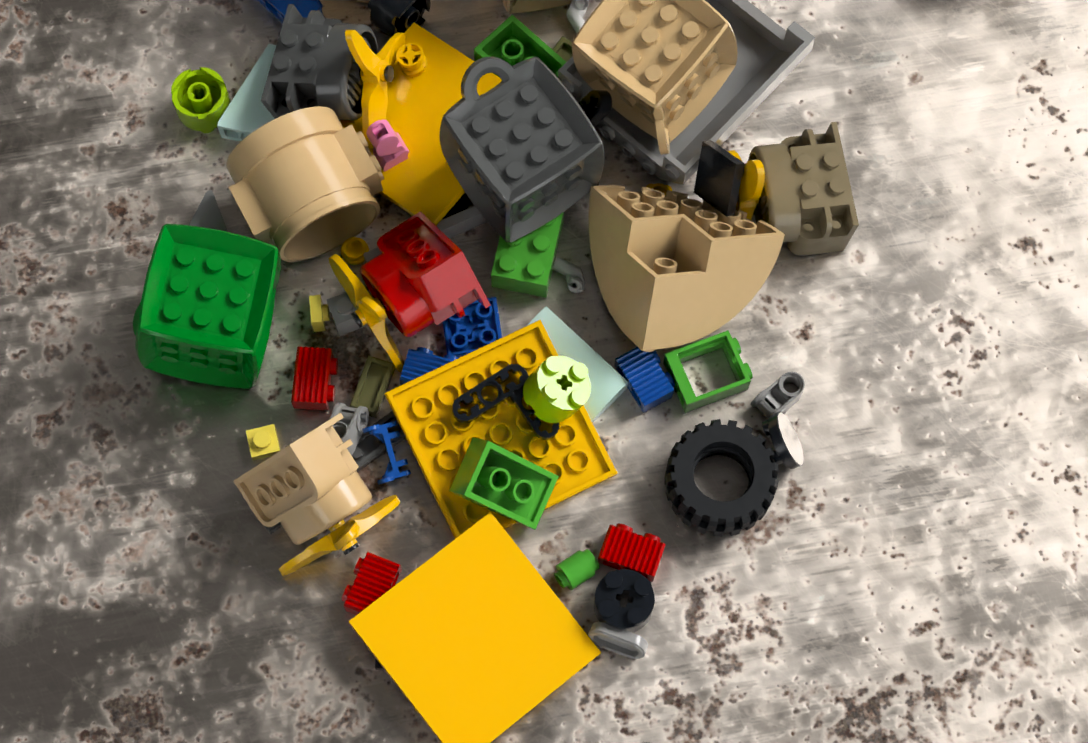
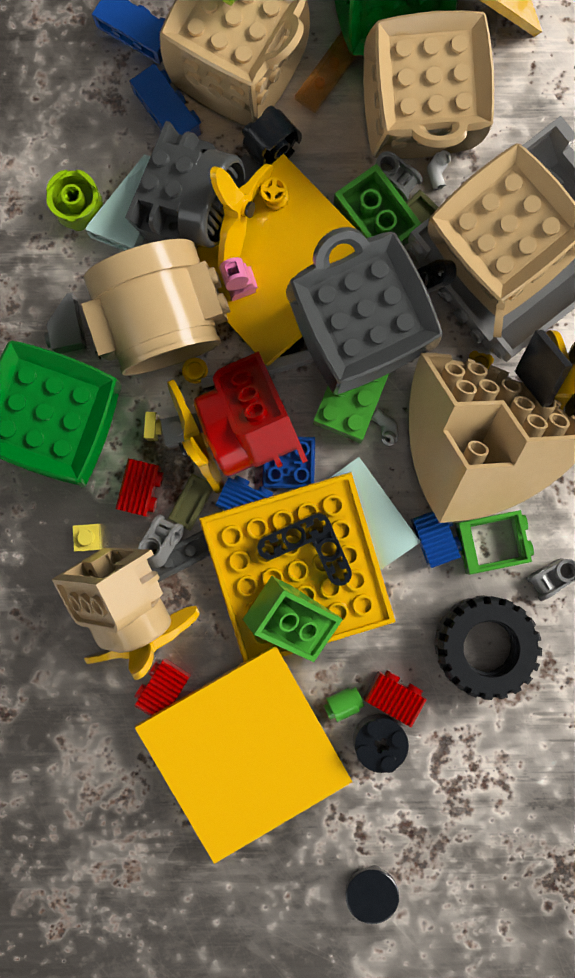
camera: 15 degrees right, 15 degrees up
(382, 434) = (196, 585): blue piece -> none
(540, 23) = (400, 173): none -> light grey piece
(557, 388) = (356, 546): brick -> none
(618, 640) = (372, 778): light grey tile -> none
(785, 440) = (551, 622): black tile -> none

